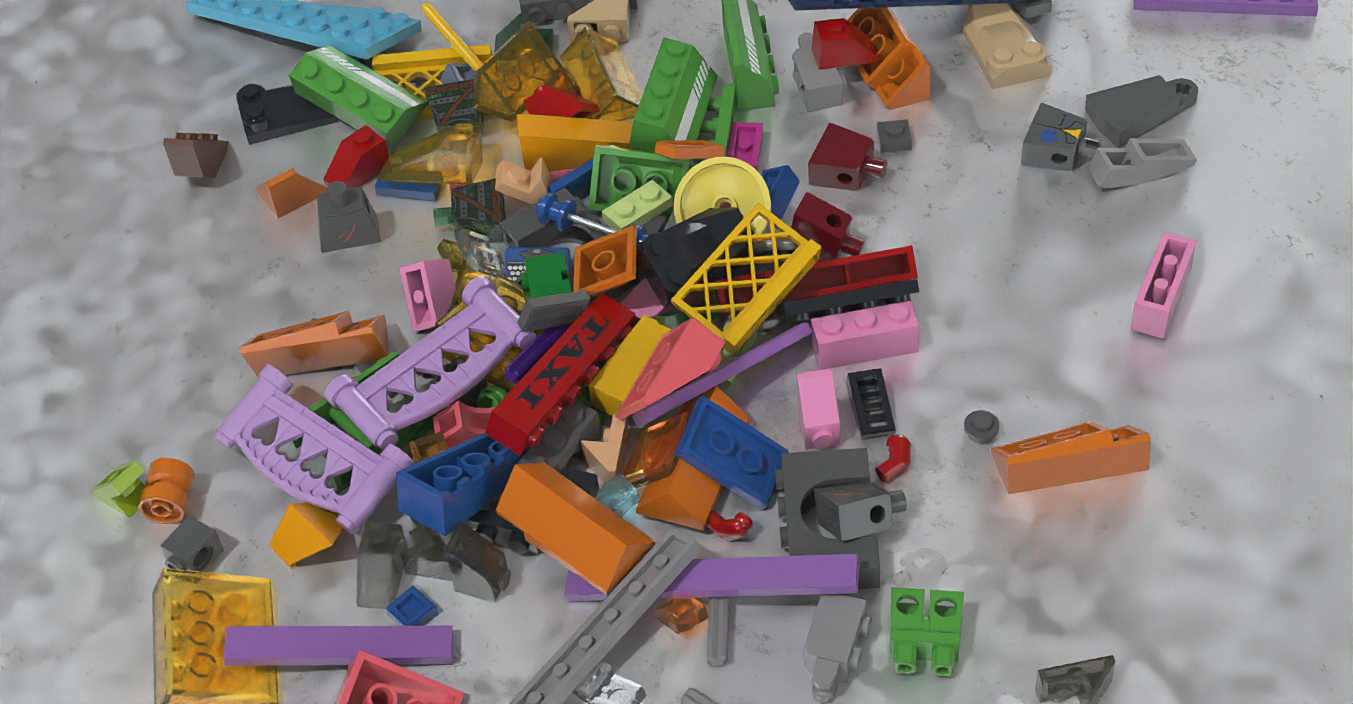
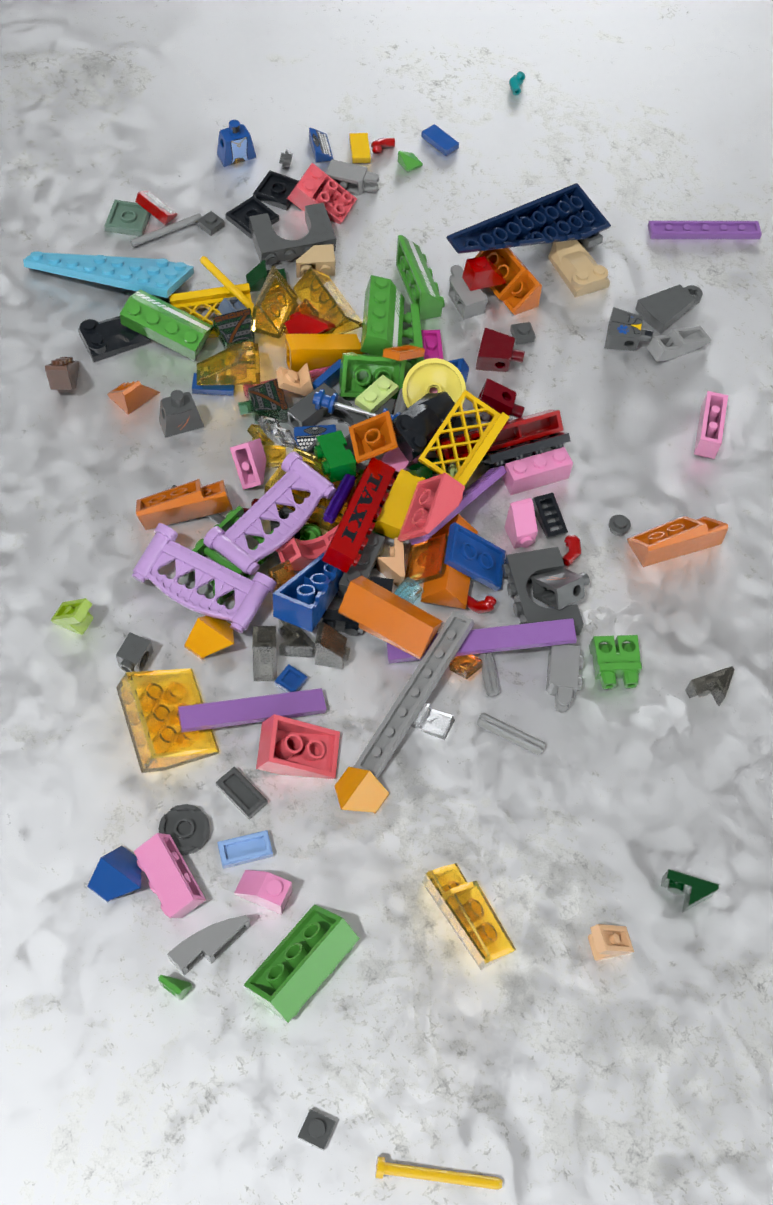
camera: 20 degrees left, 10 degrees up
(166, 490) = (107, 615): orange wheel -> none
(358, 158) = (175, 371): red slope -> none
(553, 310) = (347, 472): dark grey tile -> none

